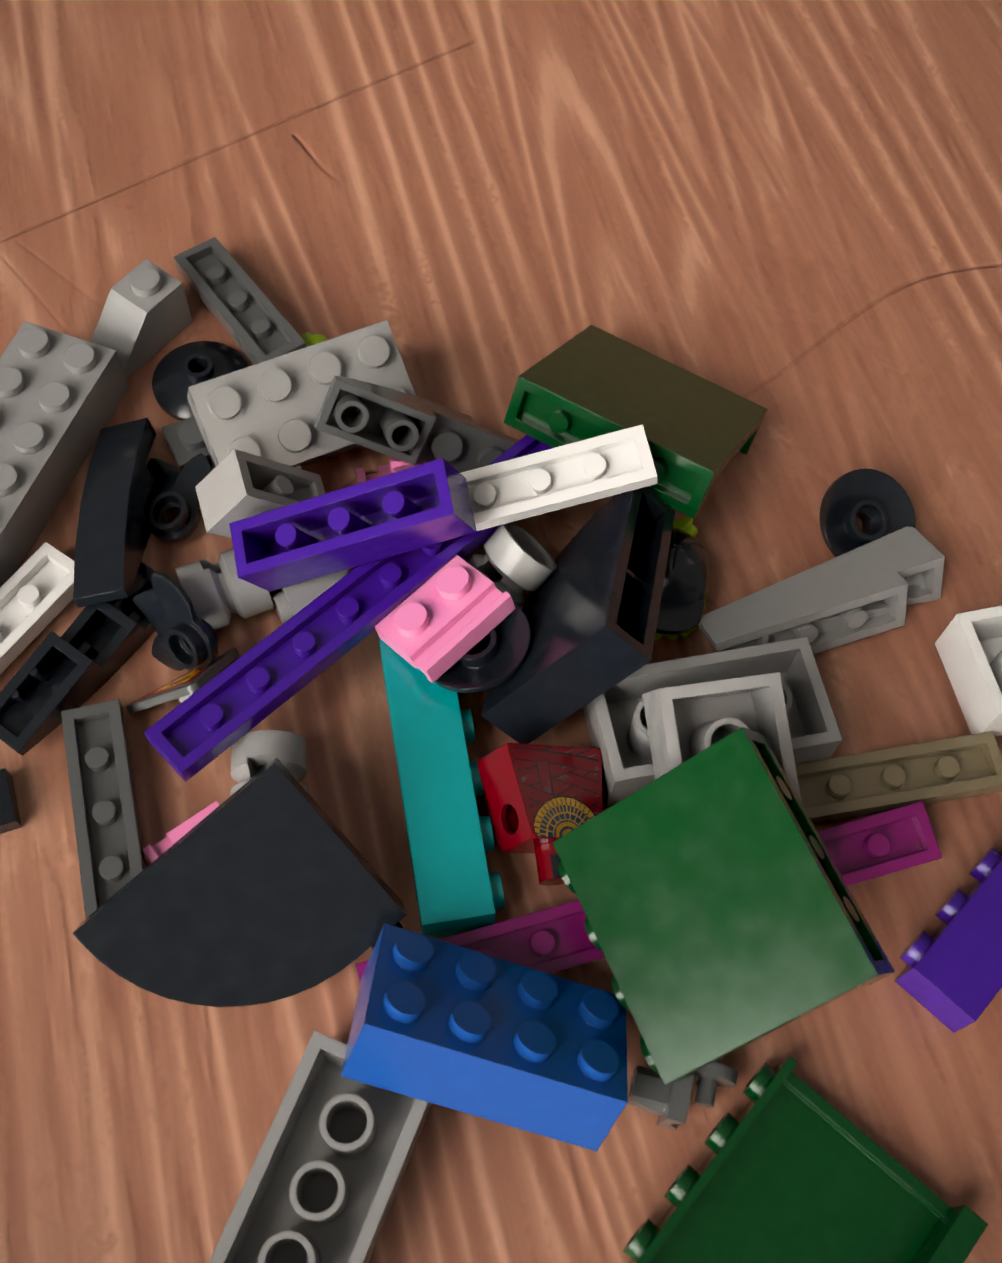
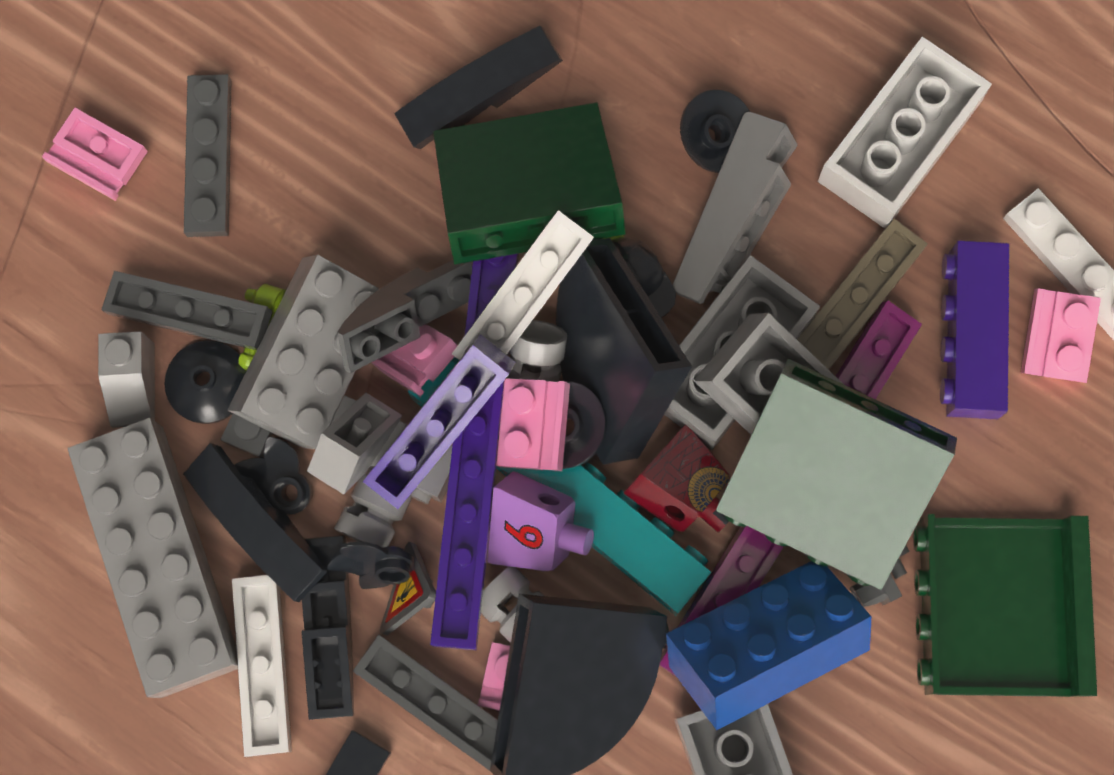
camera: 30 degrees left, 15 degrees up
(292, 152) = (95, 153): none -> bright pink plate
(357, 712) = (533, 525): none -> medium lavender torso
(380, 221) = (207, 156): none -> dark grey plate
(678, 326) = (479, 85): none -> black slope

